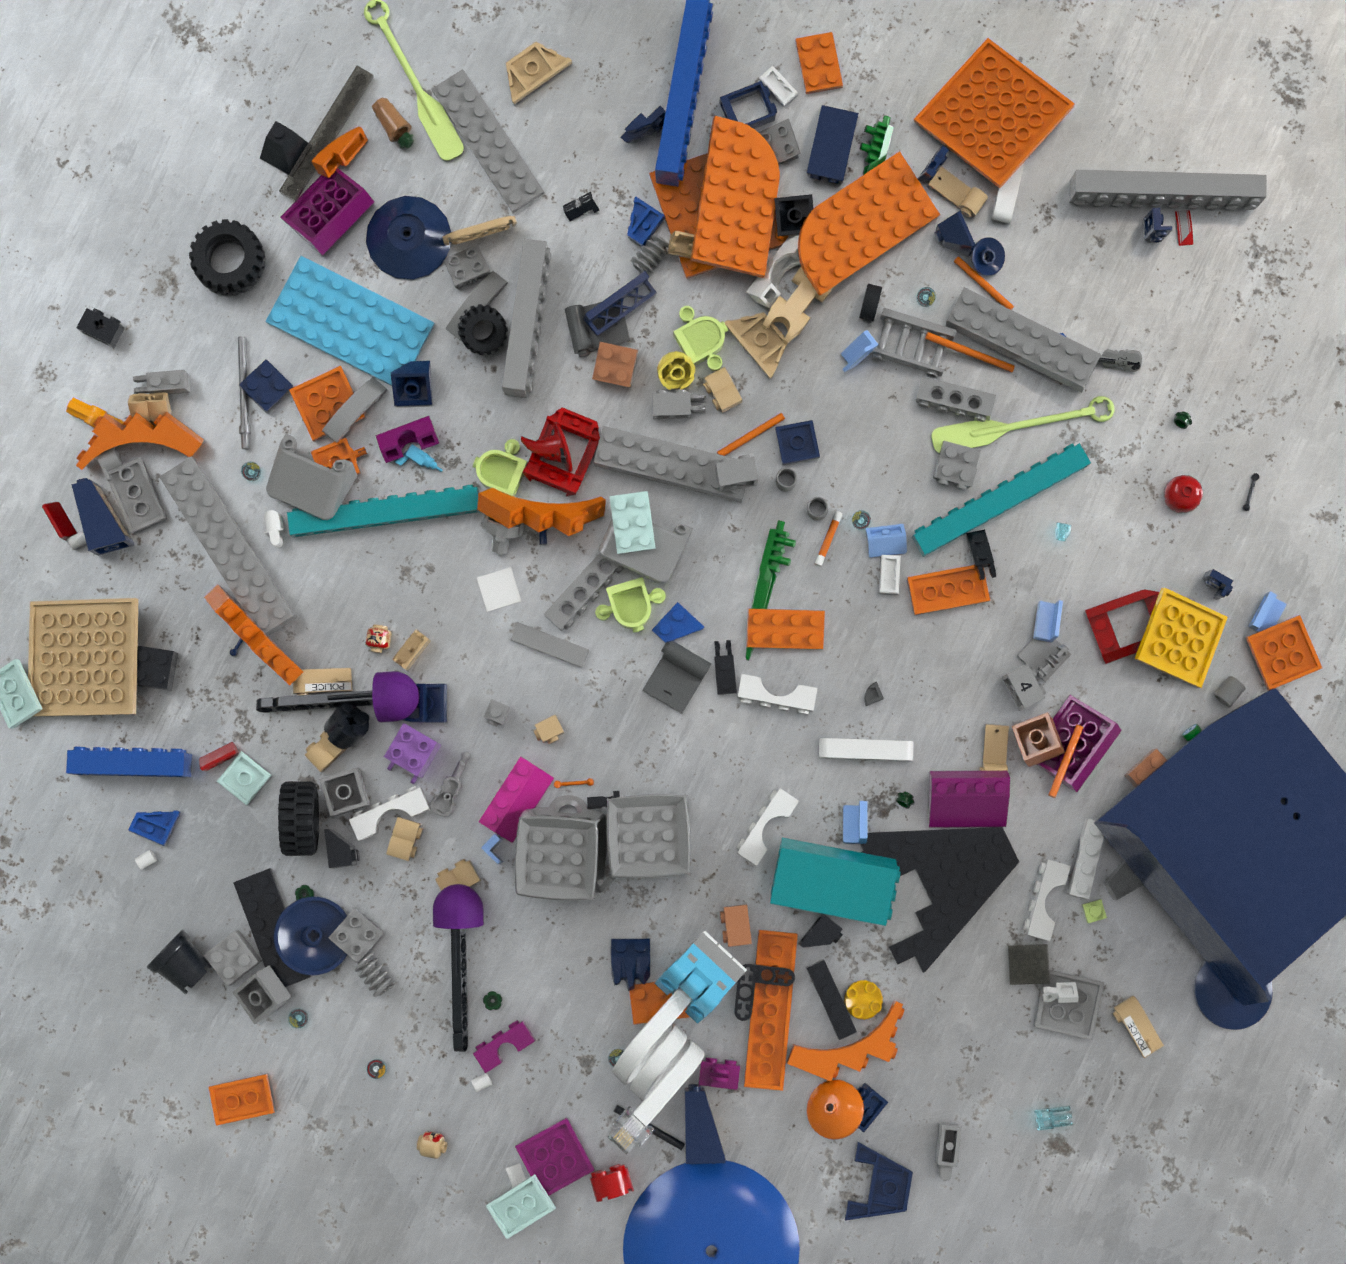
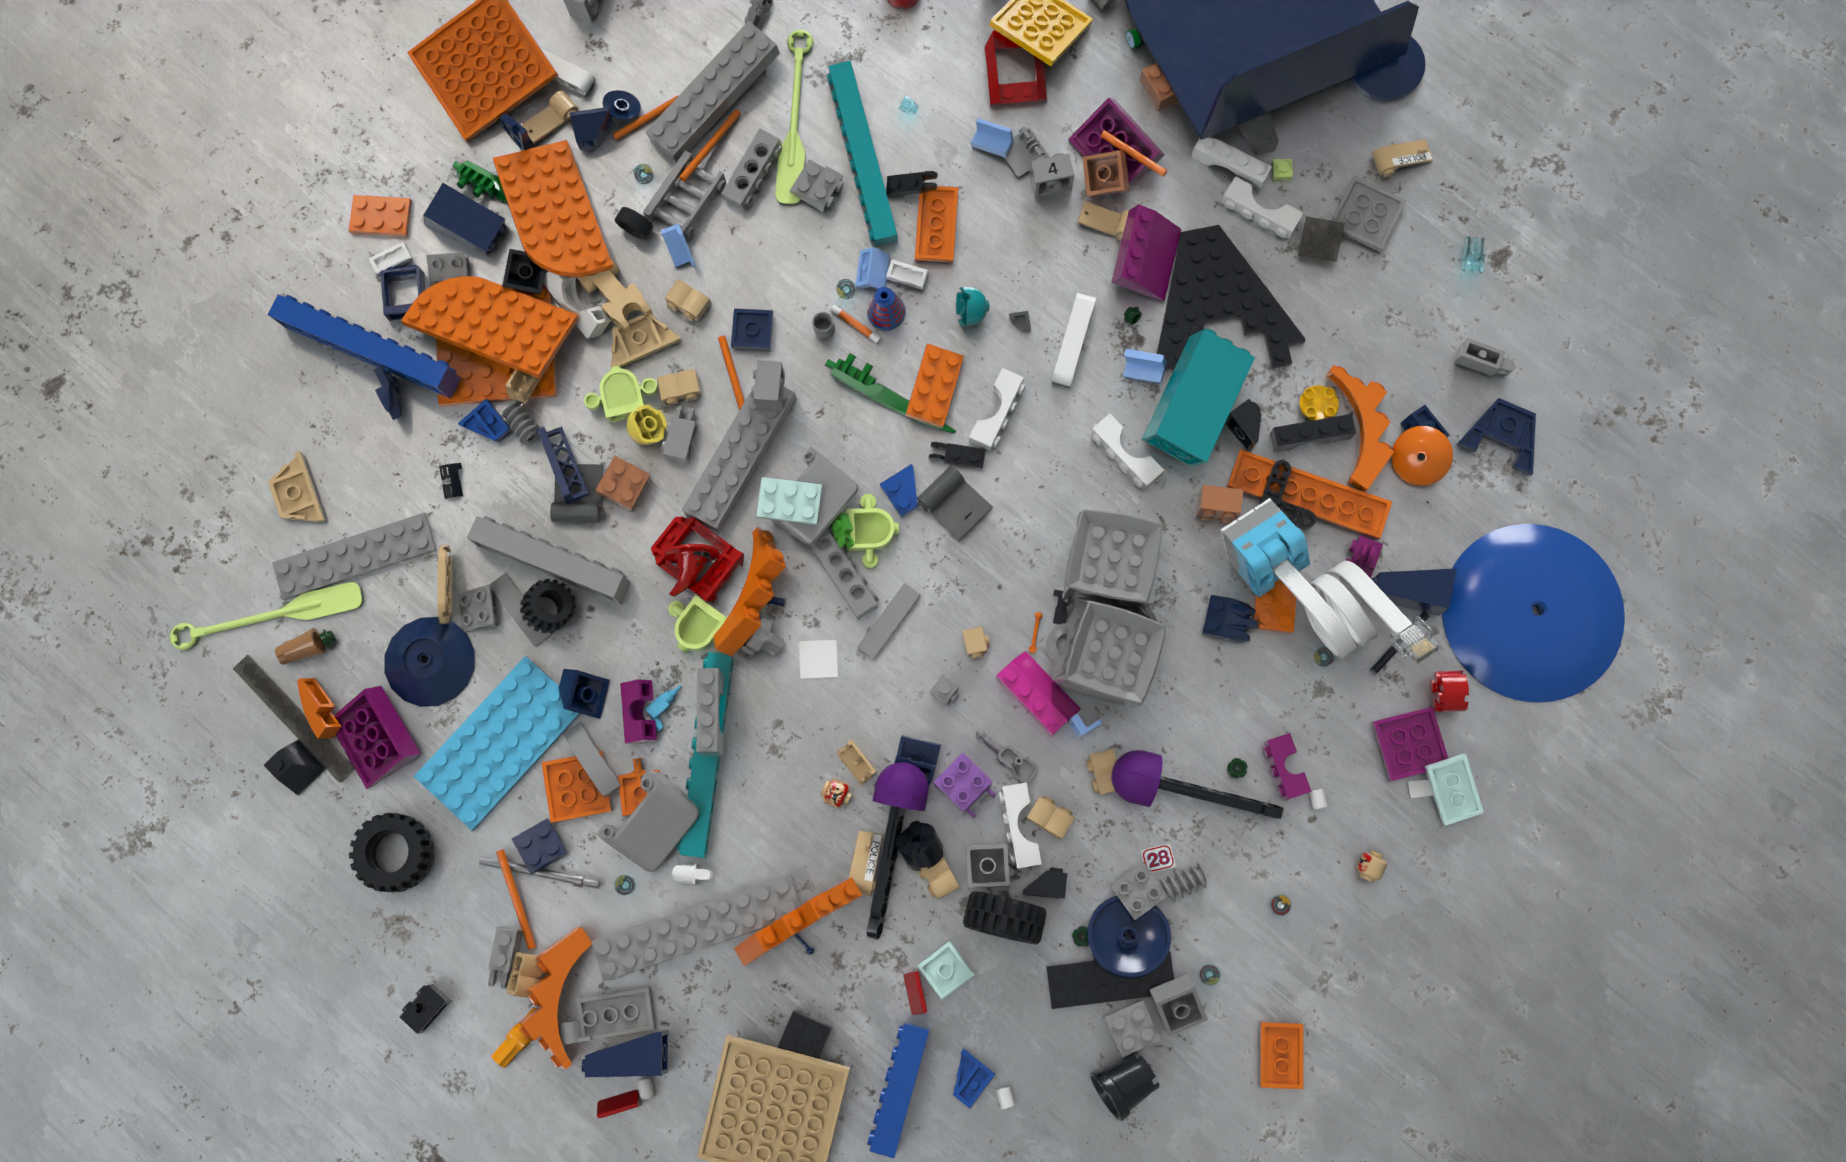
camera: 70 degrees left, 5 degrees down
(214, 378) = (516, 899): none -> orange piece
(392, 947) = (1158, 858): none -> sticker
(395, 508) = (709, 688): none -> light grey arch
(621, 578) = (841, 530): none -> bright green plate
(786, 470) = (787, 356): light grey piece -> none
(809, 374) = (687, 300): none -> tan brick
(846, 570) = (886, 309): none -> blue cone
(872, 643) = (971, 306): none -> teal cylinder
(1065, 992) = (1355, 212): white plate -> none

